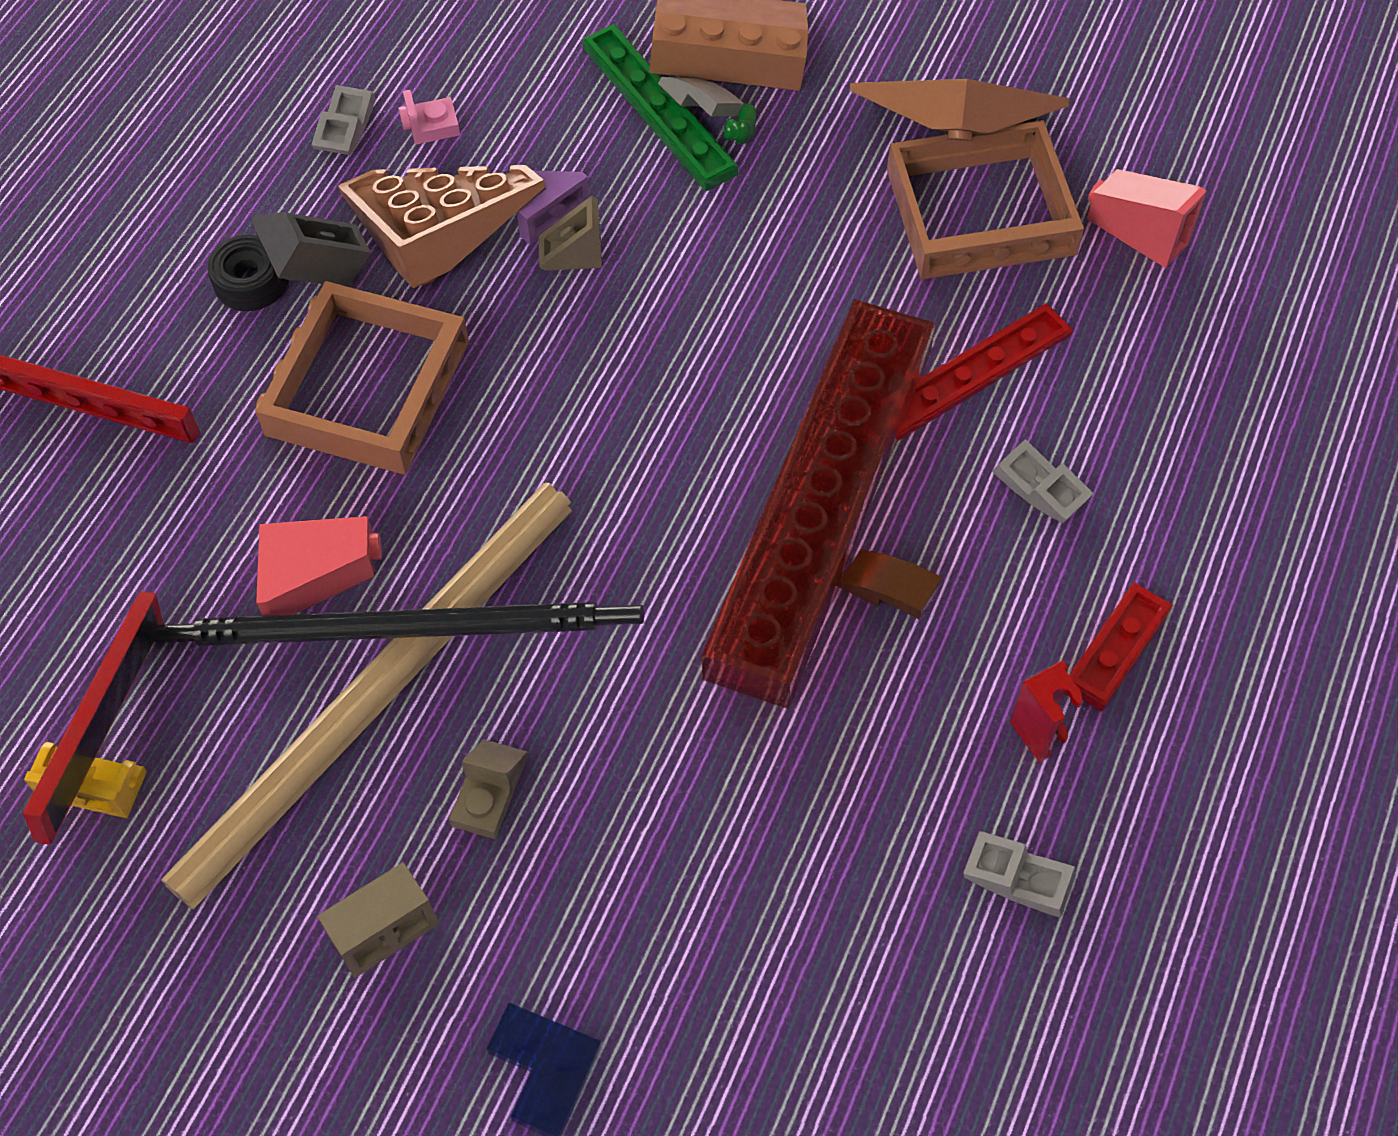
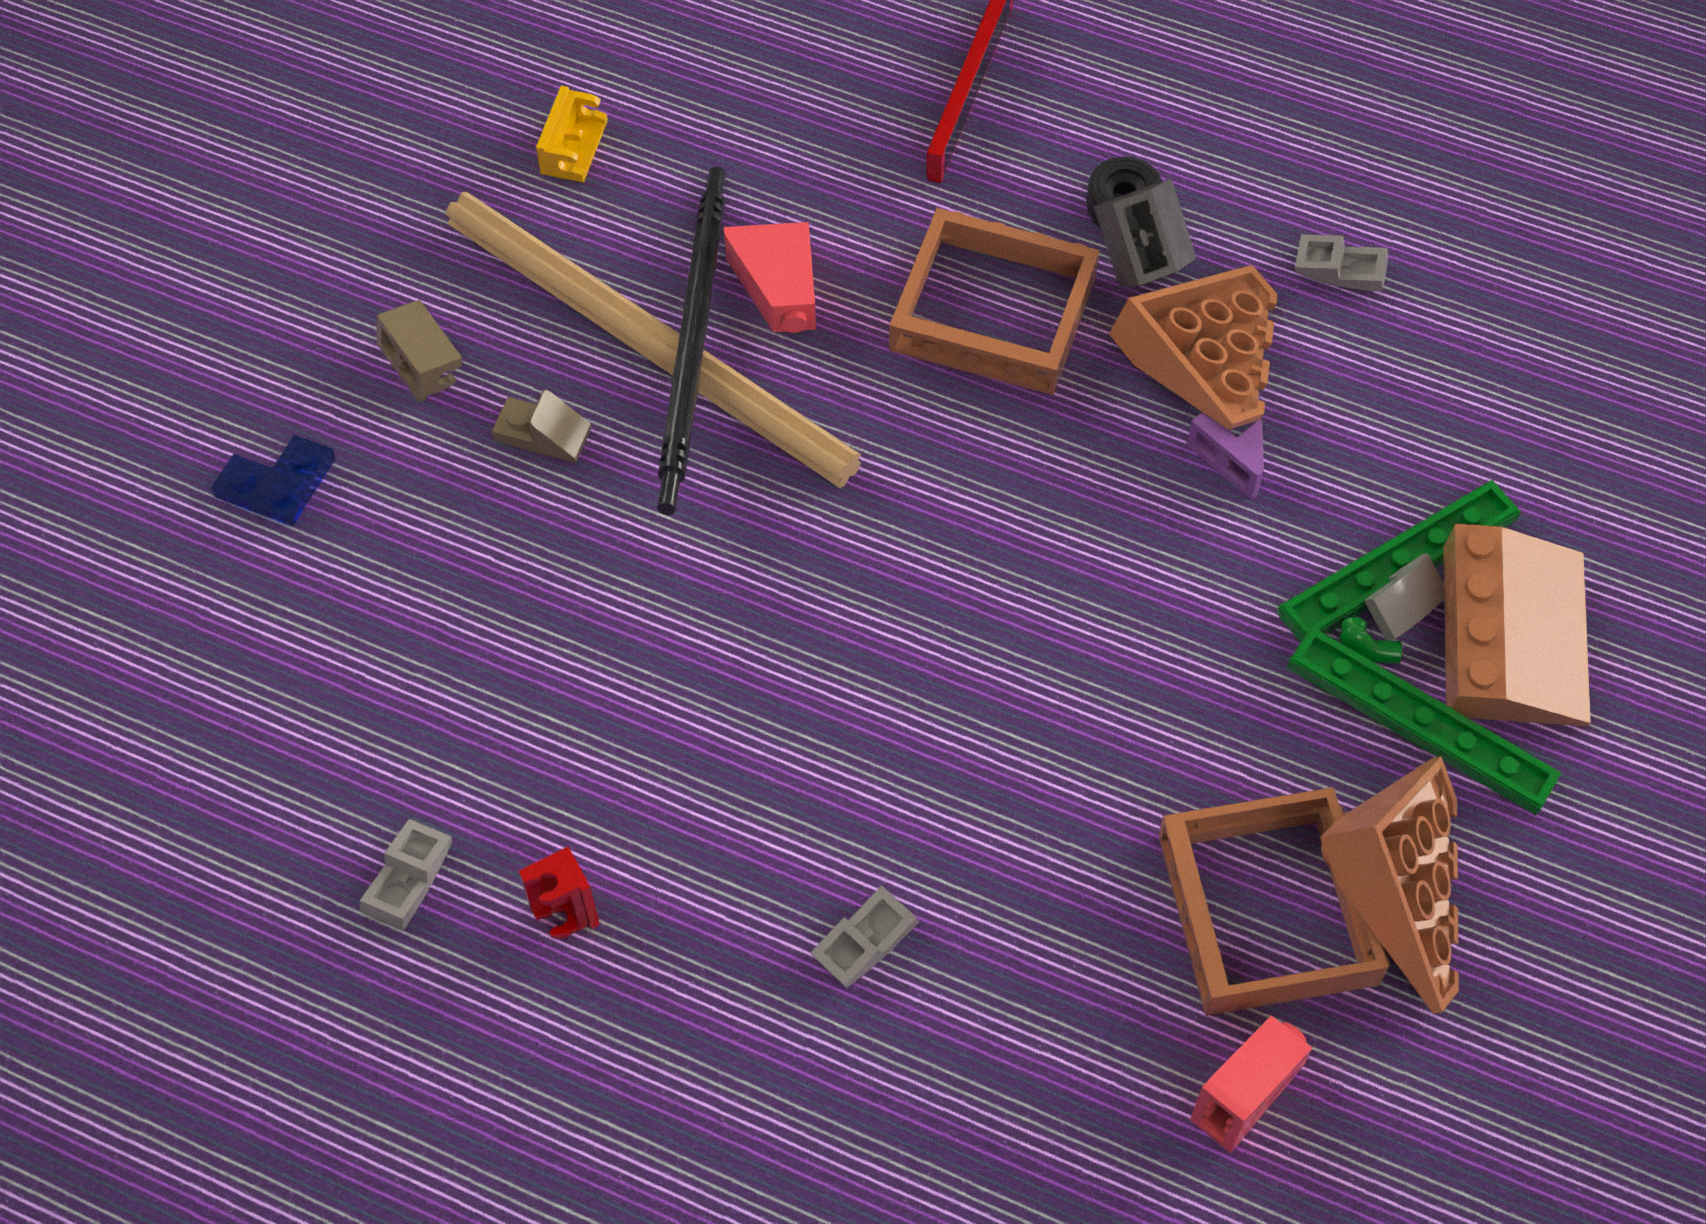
camera: 90 degrees right, 0 degrees up
(92, 720) = (614, 122): tile -> none
(429, 119) = (1352, 337): bright pink bracket -> none
(573, 240) = (1181, 480): dark tan slope -> none
(809, 100) = (1424, 720): none -> green tile
(817, 505) = (838, 701): clear red brick -> none
(892, 580) = (737, 771): reddish brown slope -> none
(983, 366) = (1016, 871): red tile -> none
(1119, 645) = (656, 997): red tile -> none

